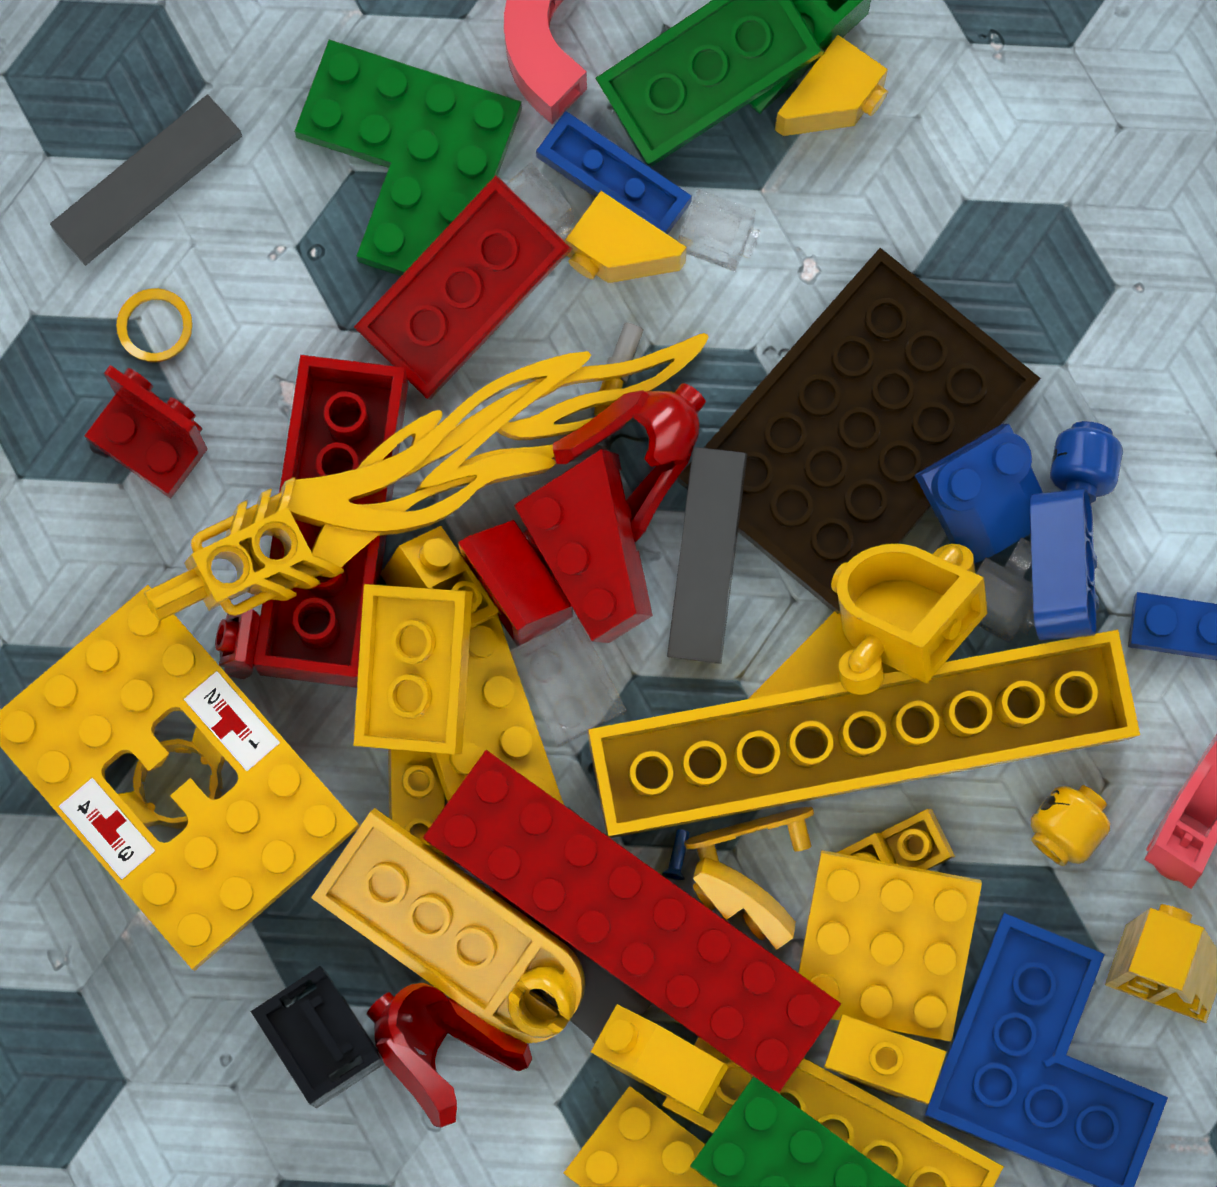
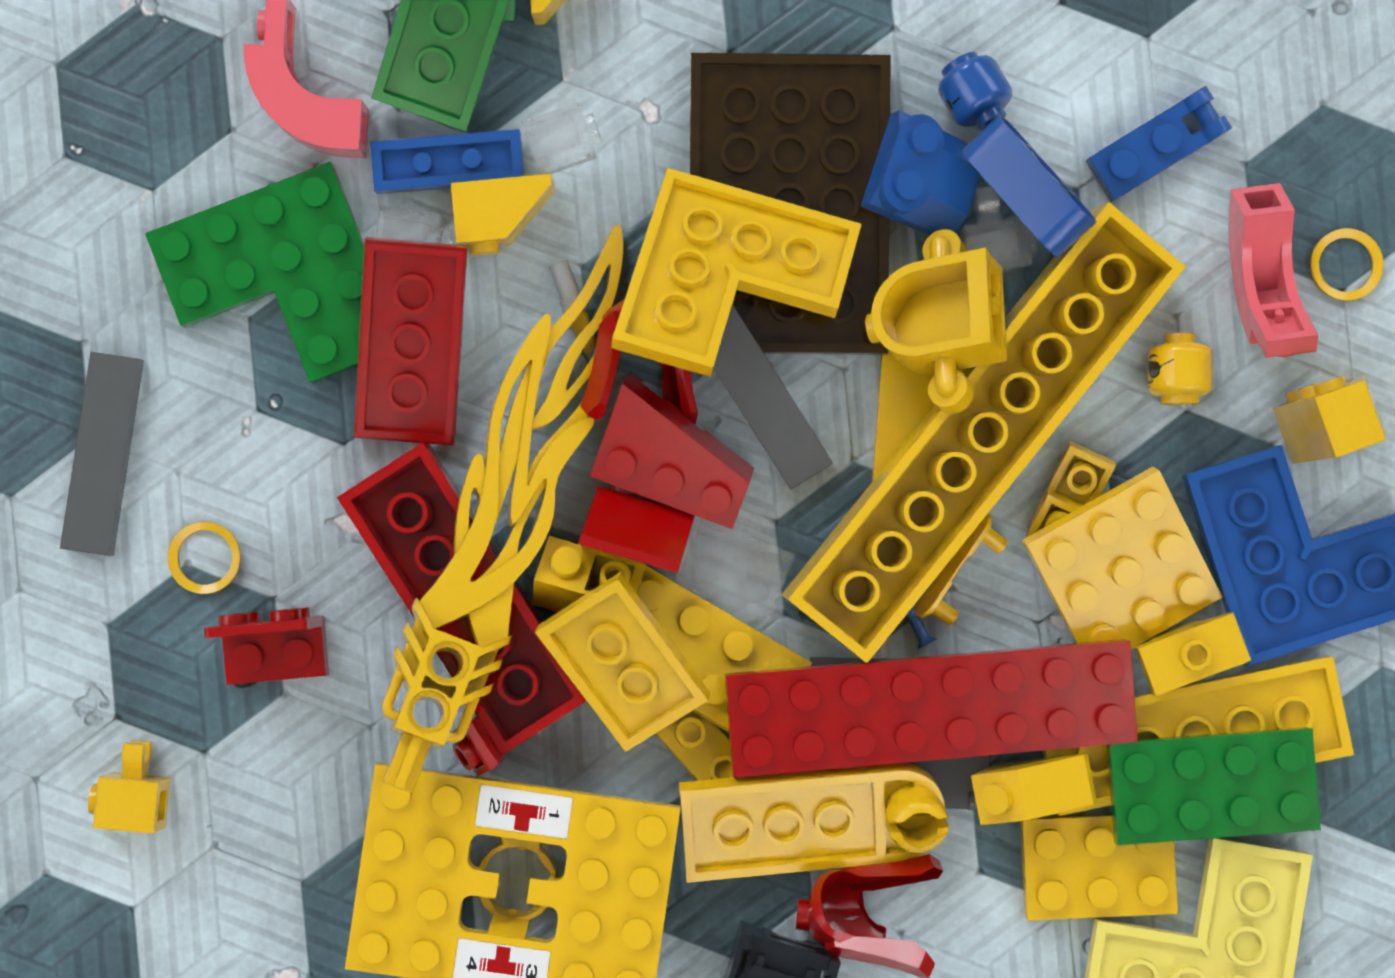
camera: 40 degrees left, 10 degrees up
(731, 891) = (987, 621): yellow slope -> none
(770, 402) = (718, 241): none -> yellow plate

